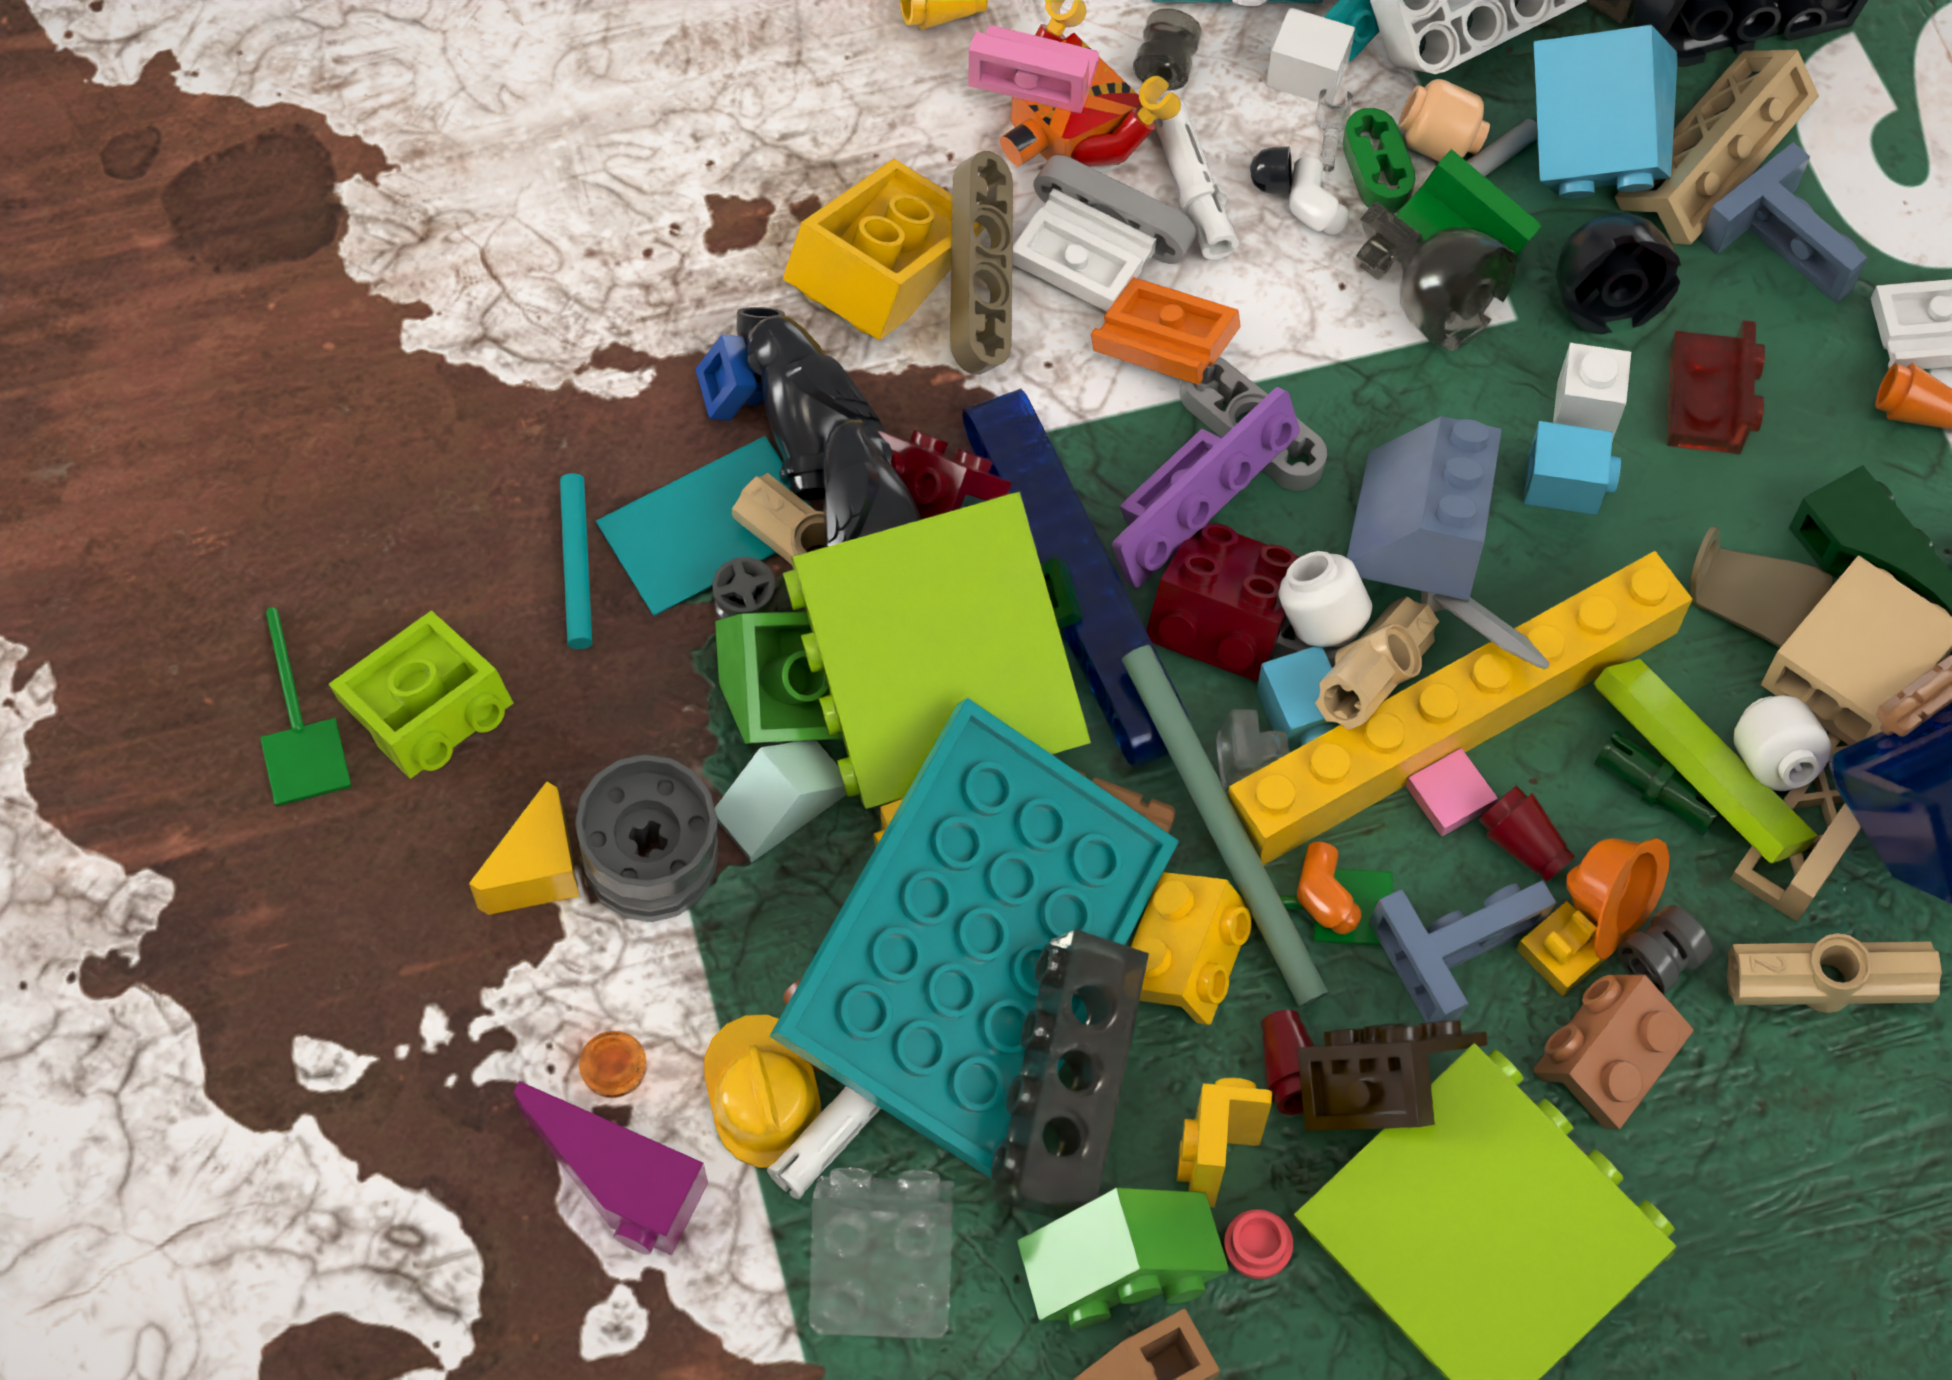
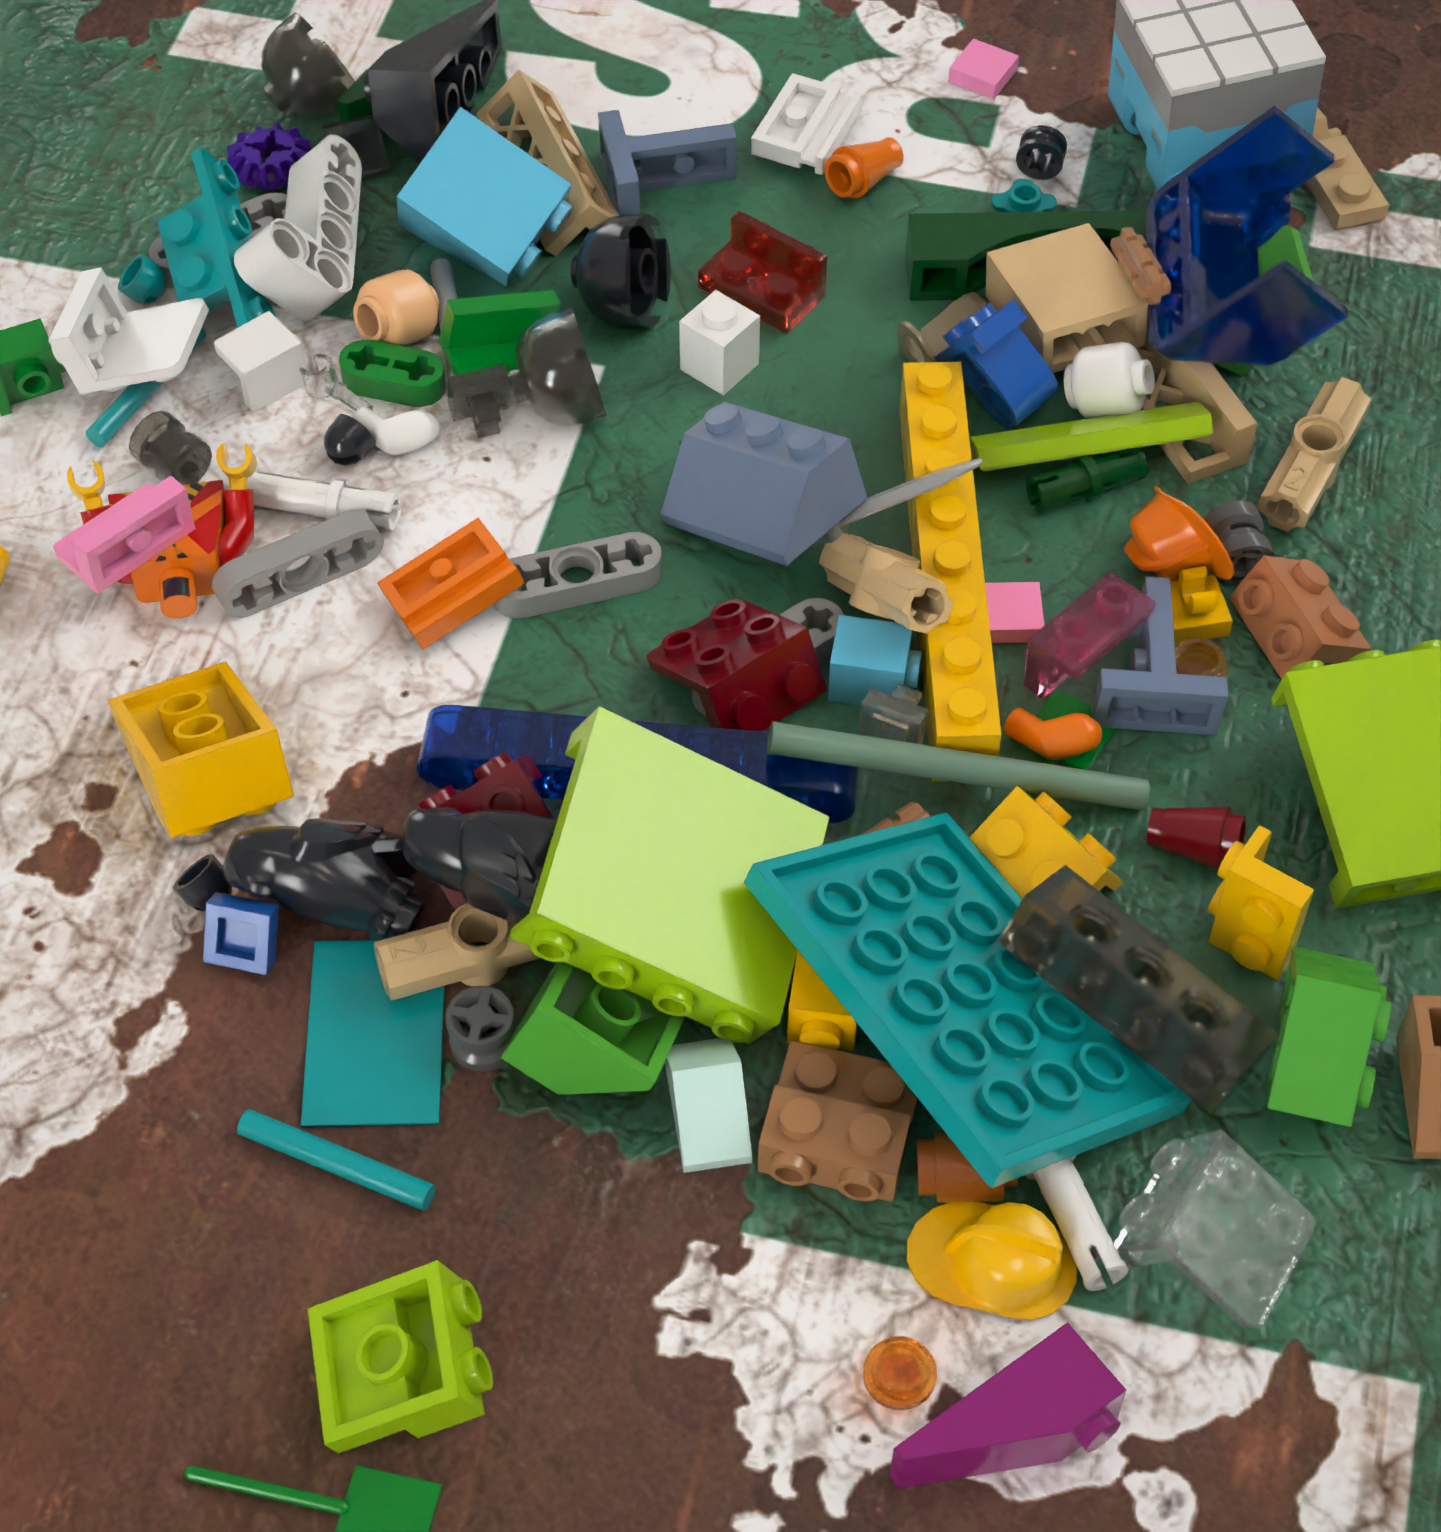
camera: 60 degrees left, 10 degrees down
(530, 862) = (646, 1333): yellow slope -> none
(640, 804) = (693, 1184): dark grey wheel -> none
(798, 897) = (837, 1123): none -> medium nougat plate
(990, 264) = (280, 678): dark tan beam -> none
(1082, 250) = (320, 607): white plate -> none
(1198, 484) = (615, 636): medium lavender bracket -> none
(1258, 1244) = (1348, 934): coral plate -> none
(1325, 599) = (806, 585): white head -> none
(1376, 1075) = (1270, 755): dark brown bracket -> none
(1448, 859) = (1084, 633): none -> clear pink bracket
(1491, 981) = (1200, 657): none -> clear orange plate
(1527, 833) = (1071, 574): dark red cone -> none
(1570, 468) = (778, 383): medium azure brick -> none
(1727, 638) = (1000, 363): none -> blue pin

